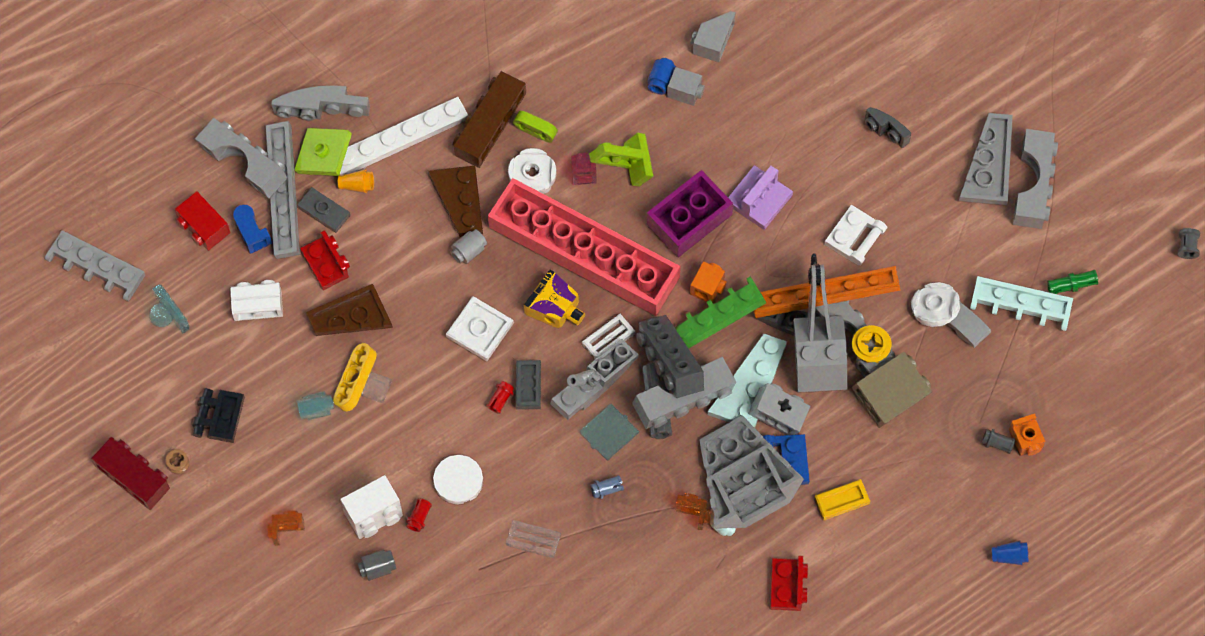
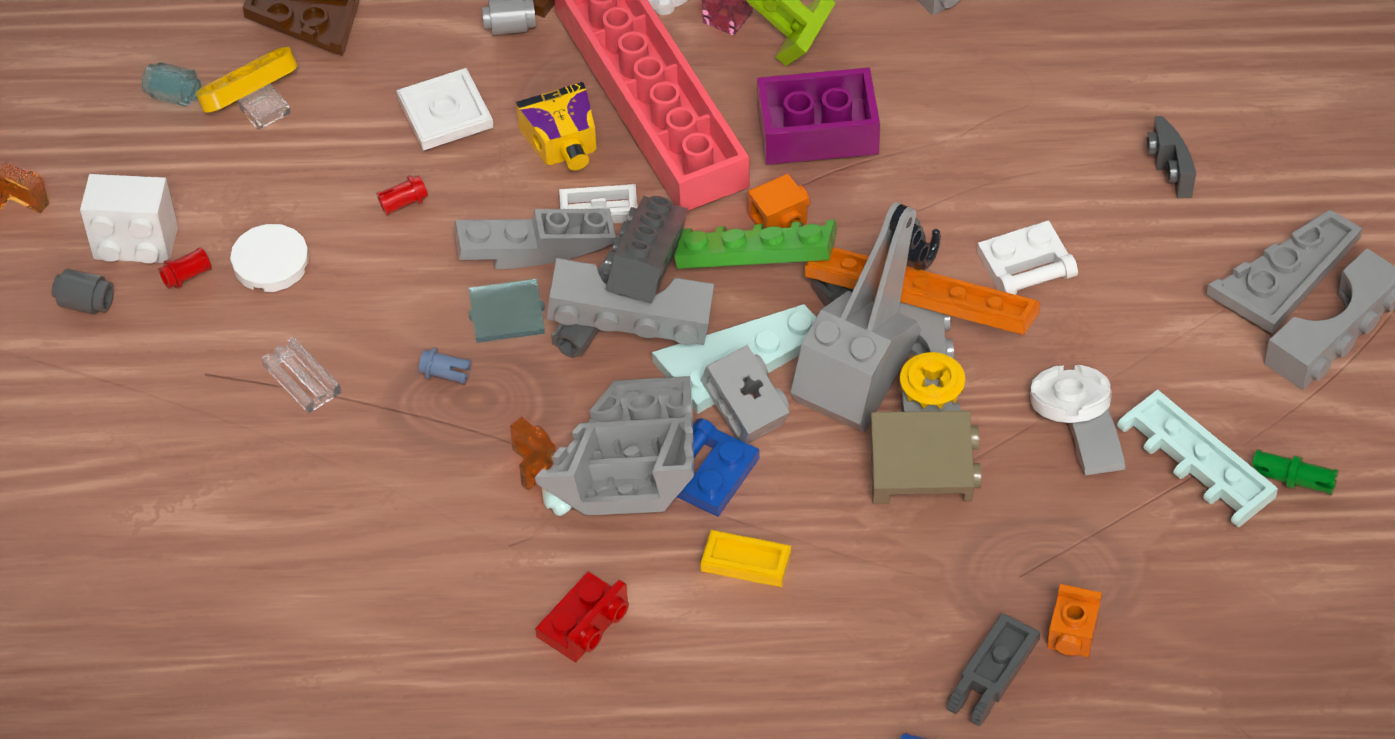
camera: 35 degrees right, 15 degrees down
(225, 416) = (54, 36): black plate -> none
(528, 384) = (449, 200): dark grey plate -> none
(583, 378) = (512, 215): light grey arm -> none
(760, 196) = (933, 151): lavender bracket -> none
(998, 441) = (1025, 606): dark grey pin -> none
(1006, 483) = (994, 666): none -> dark grey hinge

